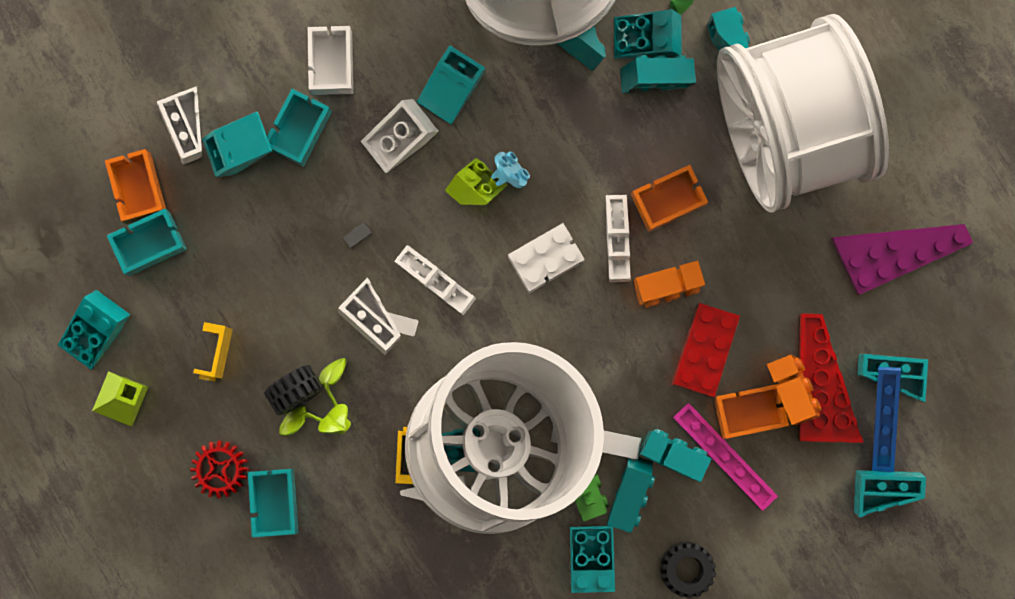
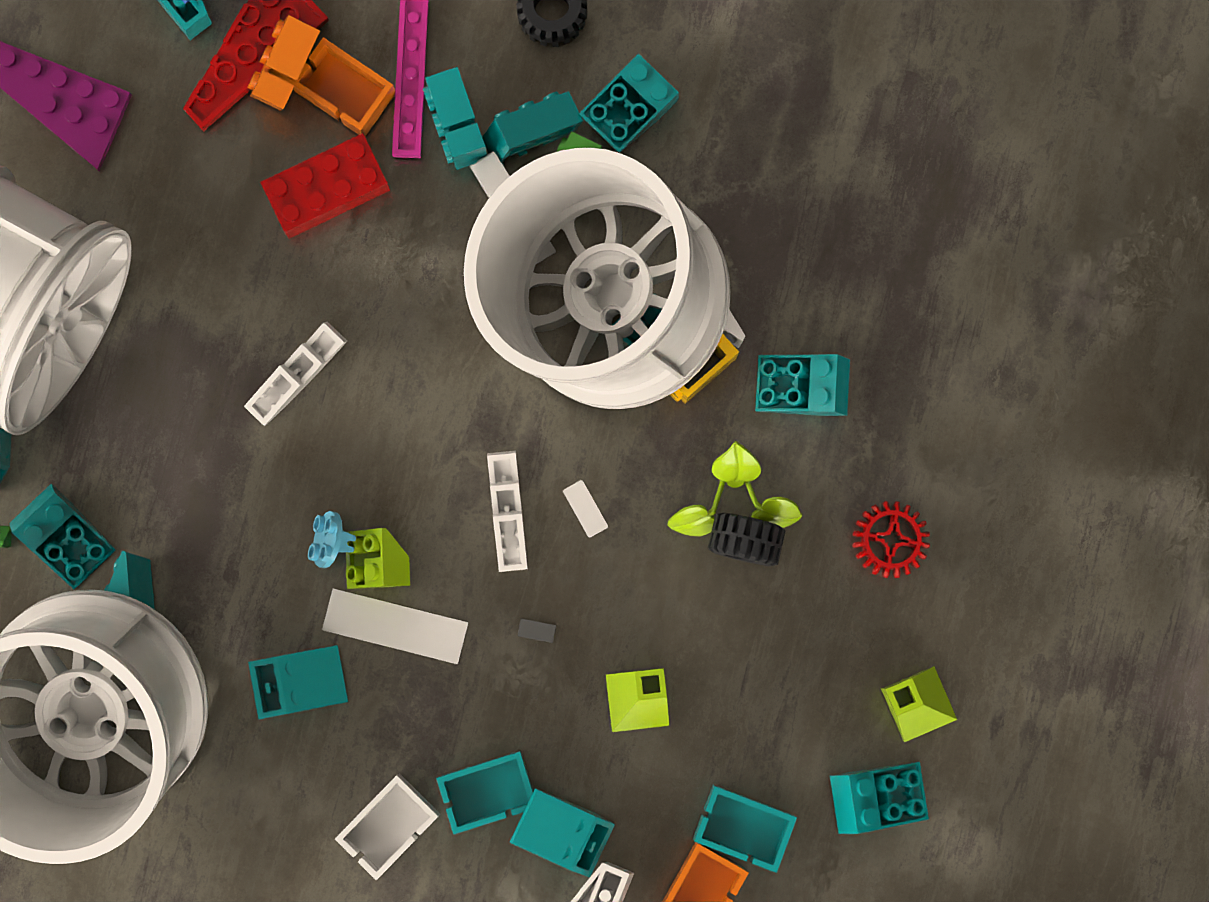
camera: 135 degrees left, 0 degrees up
(220, 354) = (757, 664): yellow panel -> none
(269, 252) = (637, 699): none -> lime slope
(274, 501) = (870, 455): teal piece -> none
(347, 504) = (803, 384): none -> teal slope
(369, 317) = (605, 535): white wedge -> none
(399, 135) = (398, 685): white slope -> none
(432, 164) = (395, 626): none -> white sticker
(546, 257) = (382, 422): white piece -> none
(658, 73) = (92, 489): teal wedge -> none
(669, 199) = (208, 358): orange piece -> none
(669, 284) = (294, 278): orange piece -> none

